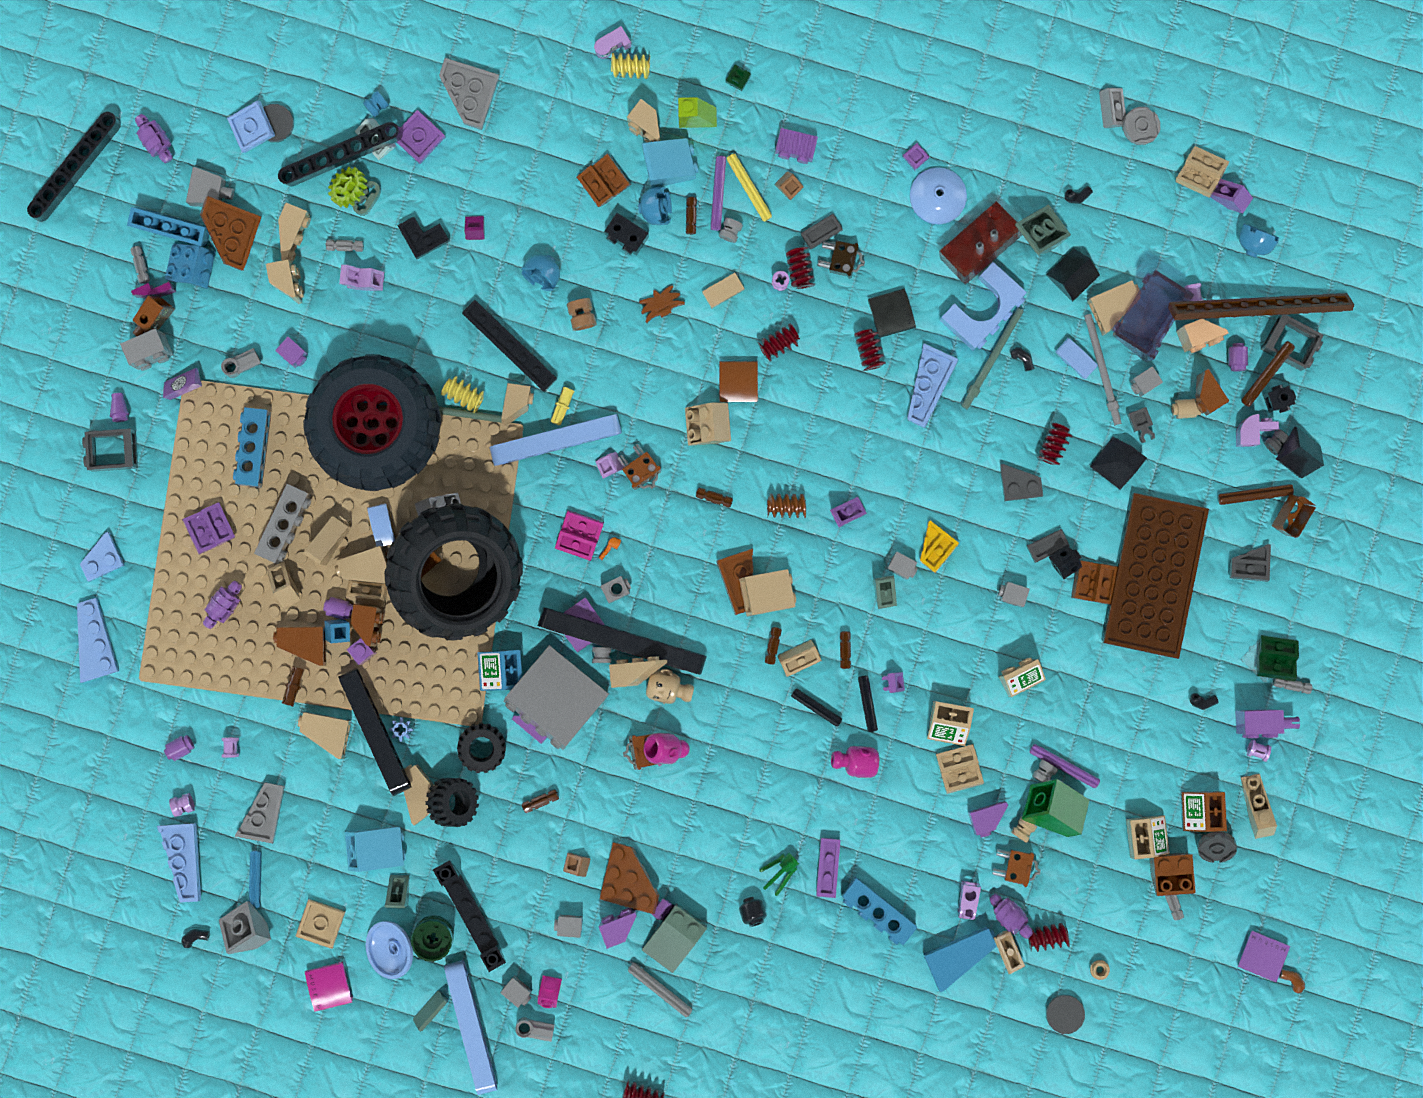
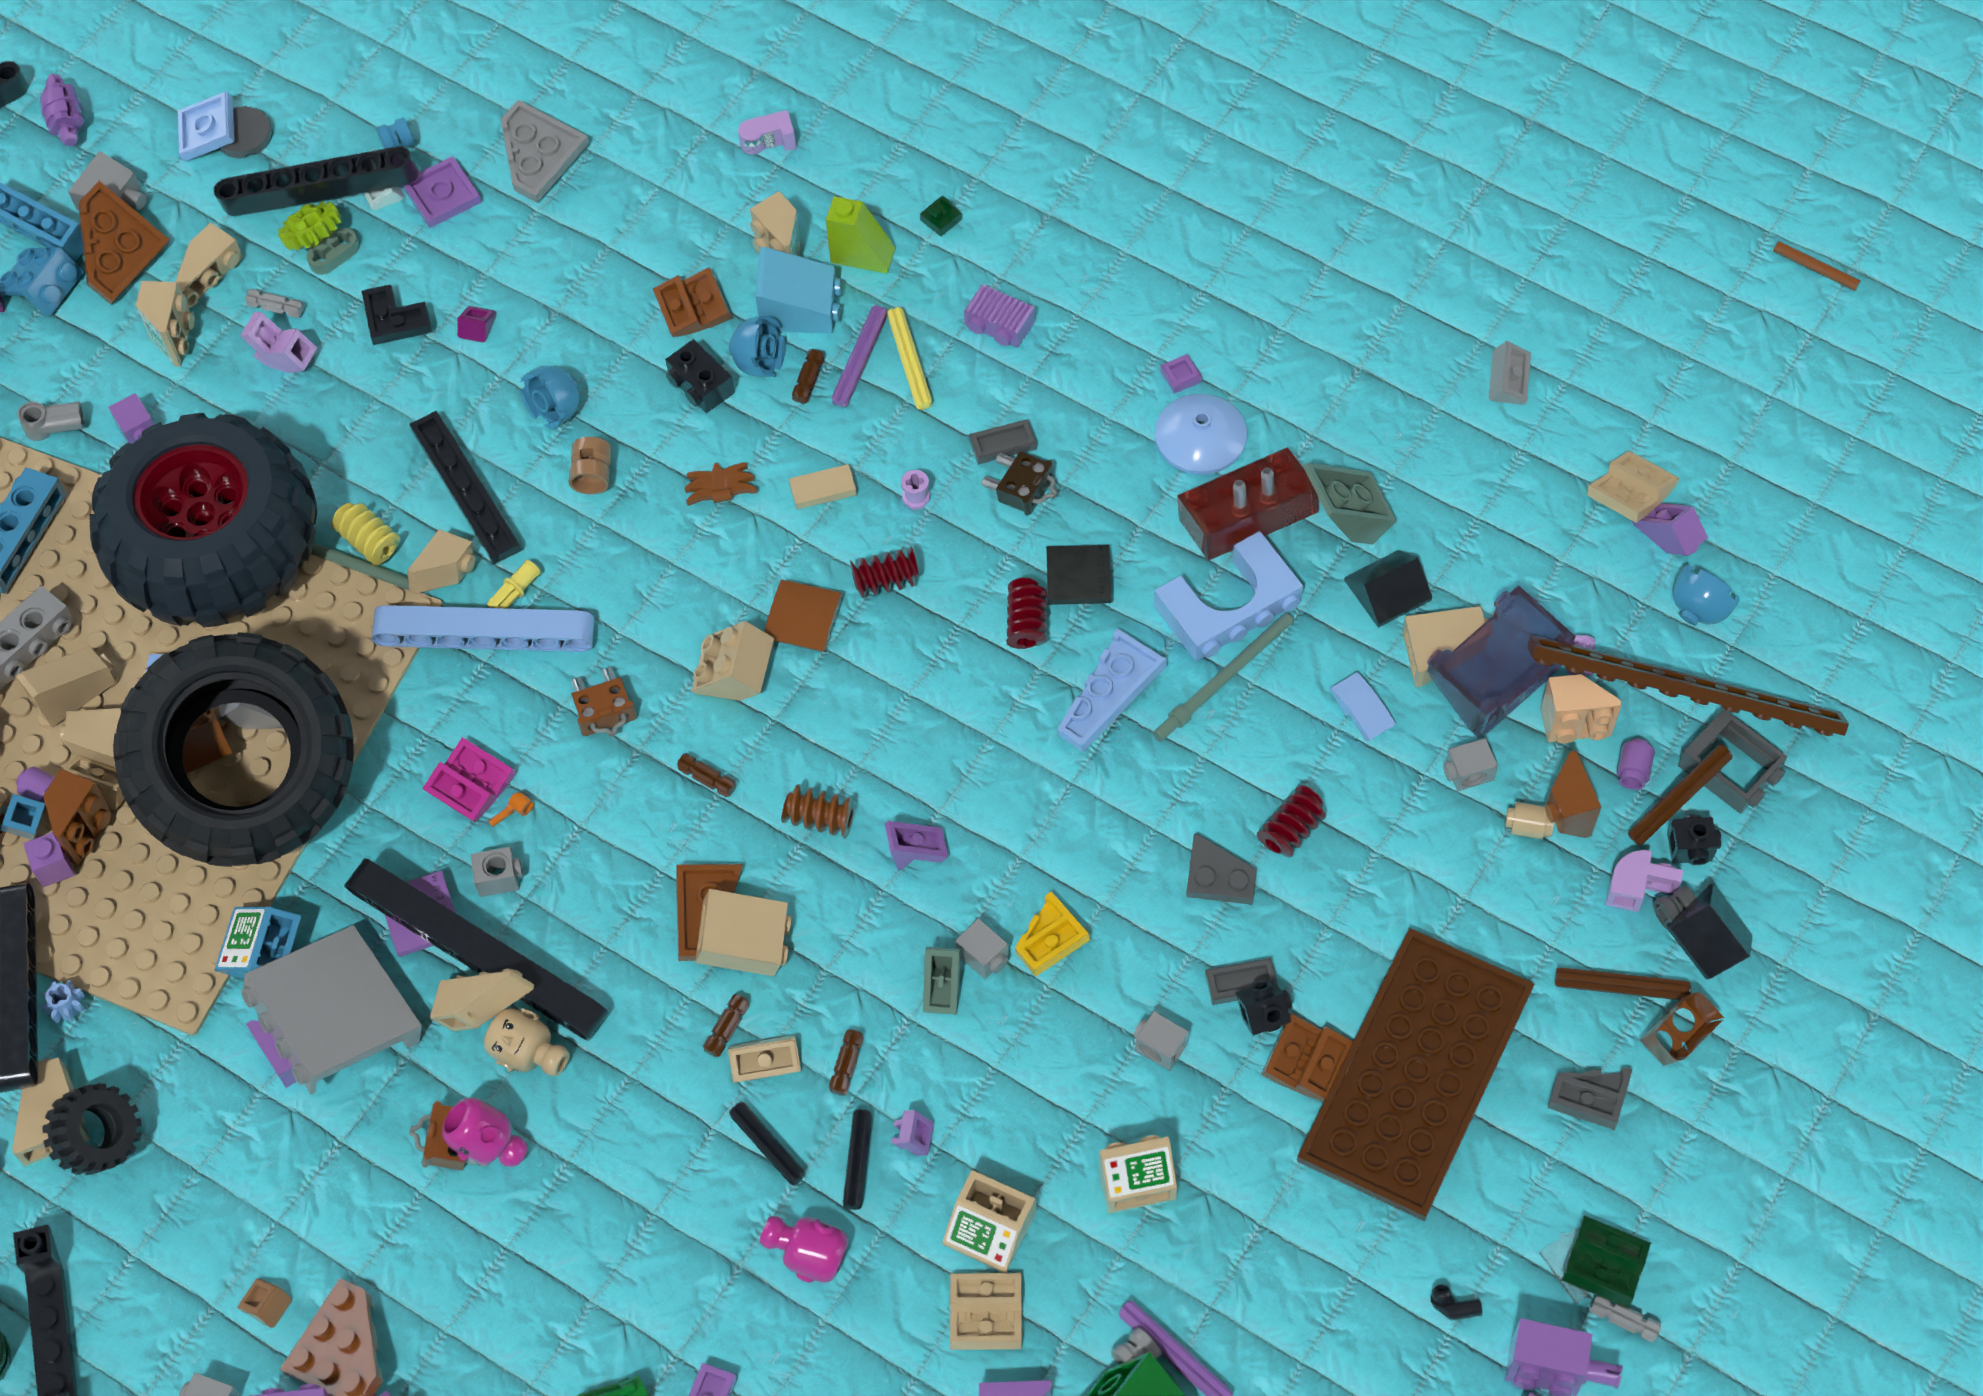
camera: 20 degrees right, 25 degrees down
(481, 764) = (160, 1041): black tyre -> none
(540, 801) = (243, 1177): reddish brown axle -> none
(601, 655) = (434, 966): light grey wheel -> none
(609, 465) = (555, 689): lavender slope -> none
(630, 66) = (784, 166): light yellow piece -> none
(730, 230) = (859, 407): light grey wheel -> none
(789, 185) = (972, 370): medium nougat slope -> none
(799, 268) = (951, 477): dark red piece -> none
(1025, 356) = (1277, 684): black arm -> none
(1078, 197) = (1423, 482): black arm -> none
(1112, 405) = (1406, 788): light grey bar -> none
(1118, 462) = (1395, 879): black slope -> none
(1140, 421) = (1449, 824): dark grey plate -> none
(1141, 126) = (1548, 405): light grey tile -> none

